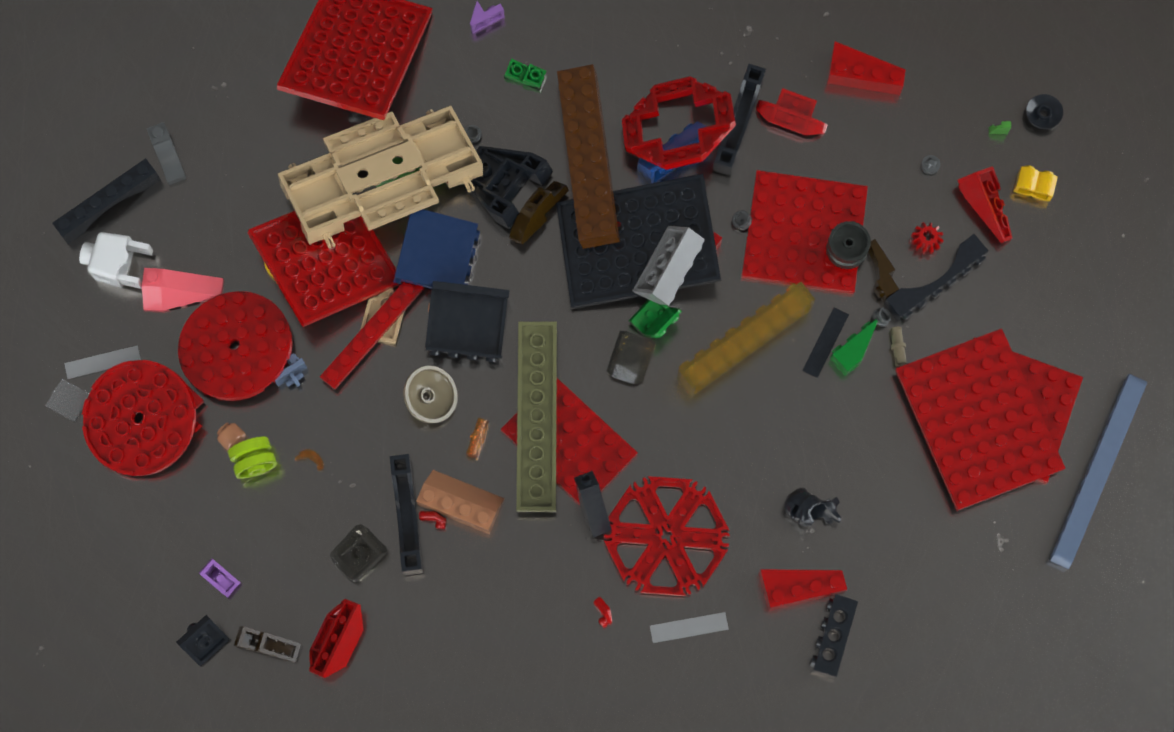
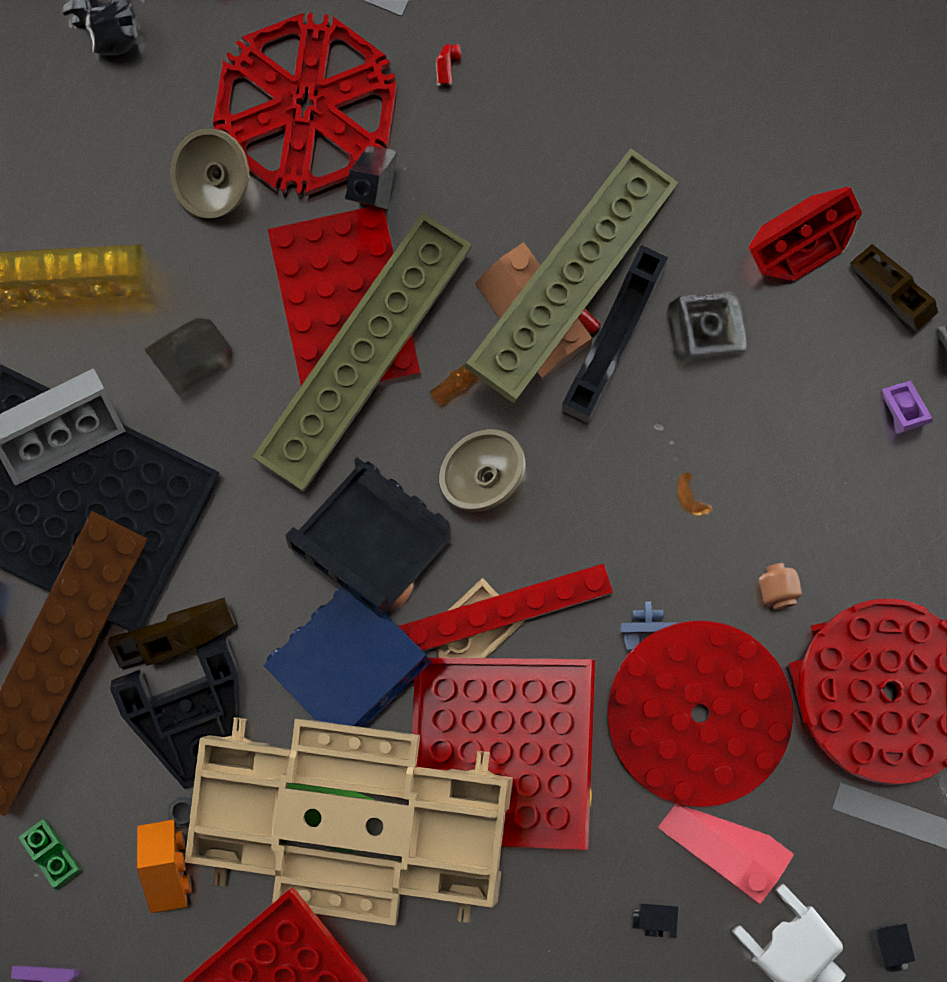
camera: 140 degrees left, 5 degrees up
(64, 294) = (893, 947): none -> black brick
(195, 232) = (656, 919): none -> black brick
(252, 457) = (770, 534): lime wheel -> none
(448, 527) = (571, 276): none -> olive plate
(464, 99) = (162, 866): none -> orange brick
(654, 318) = (124, 377): green bracket -> none
(688, 458) = (196, 172): none -> dark tan dish

